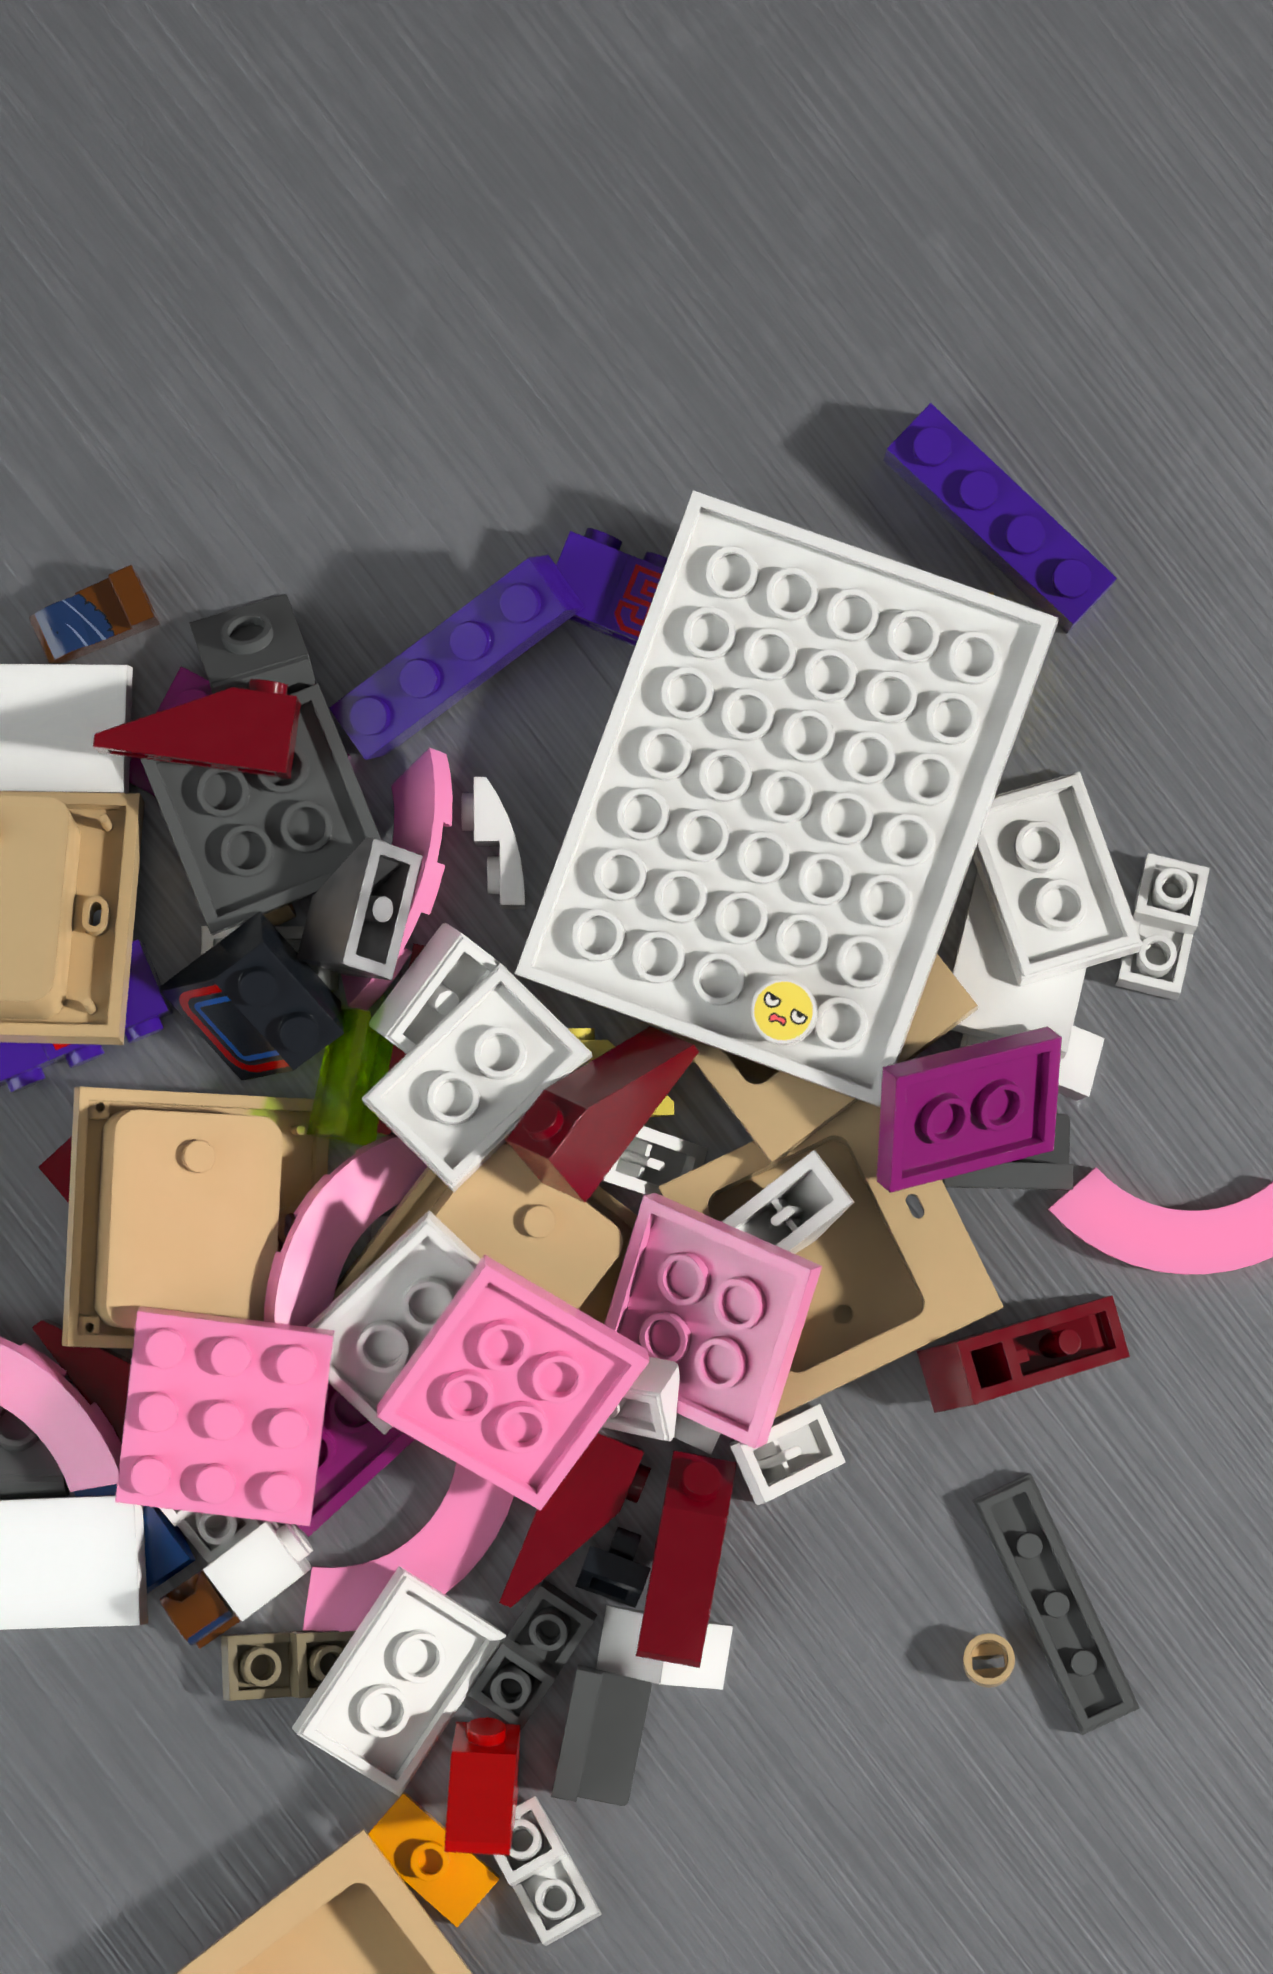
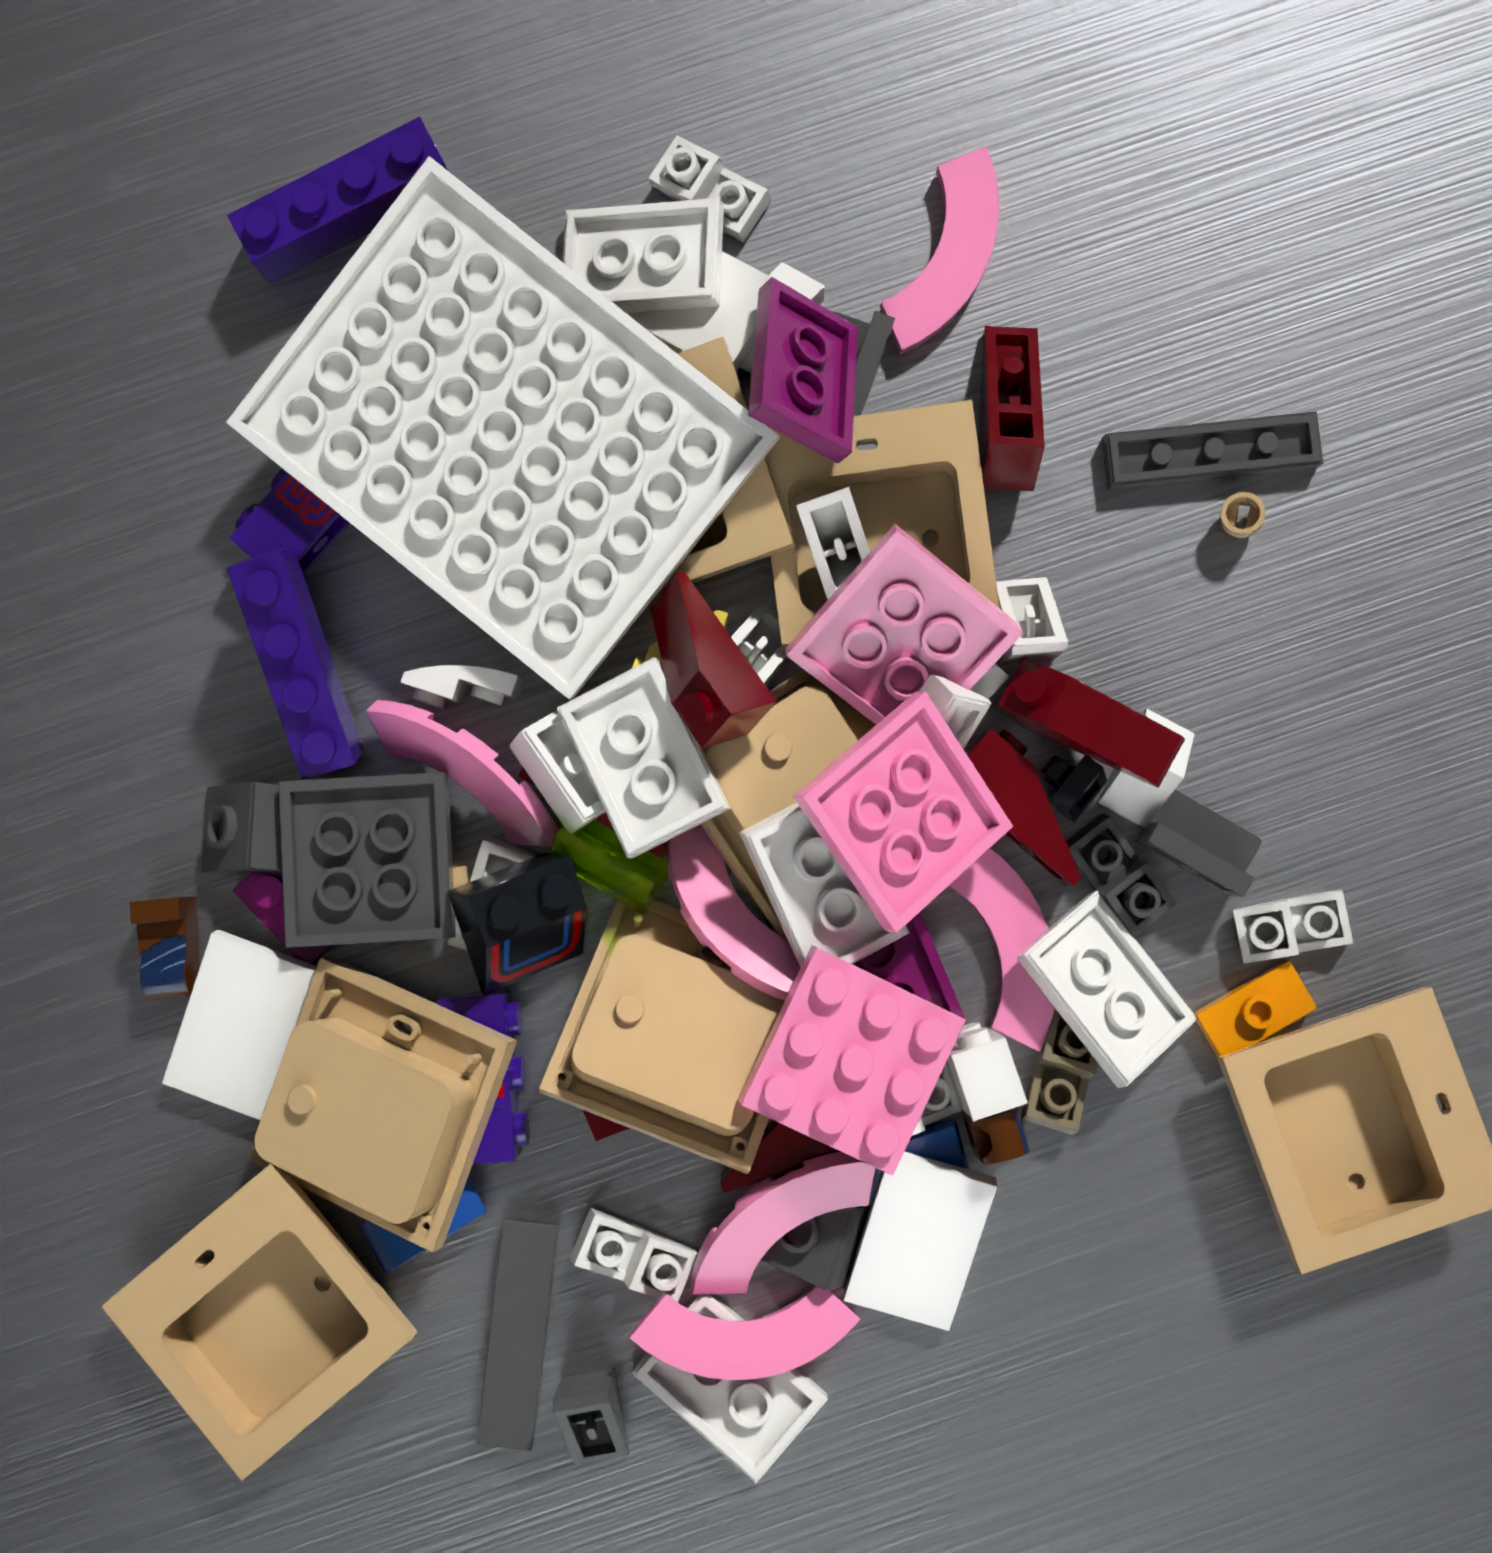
camera: 70 degrees left, 0 degrees up
(223, 731) = (283, 875): dark red slope -> none
(362, 912) = (476, 807): flat silver slope -> none
(483, 1787) = (1222, 949): red slope -> none
(784, 1011) = (675, 485): light yellow tile -> none

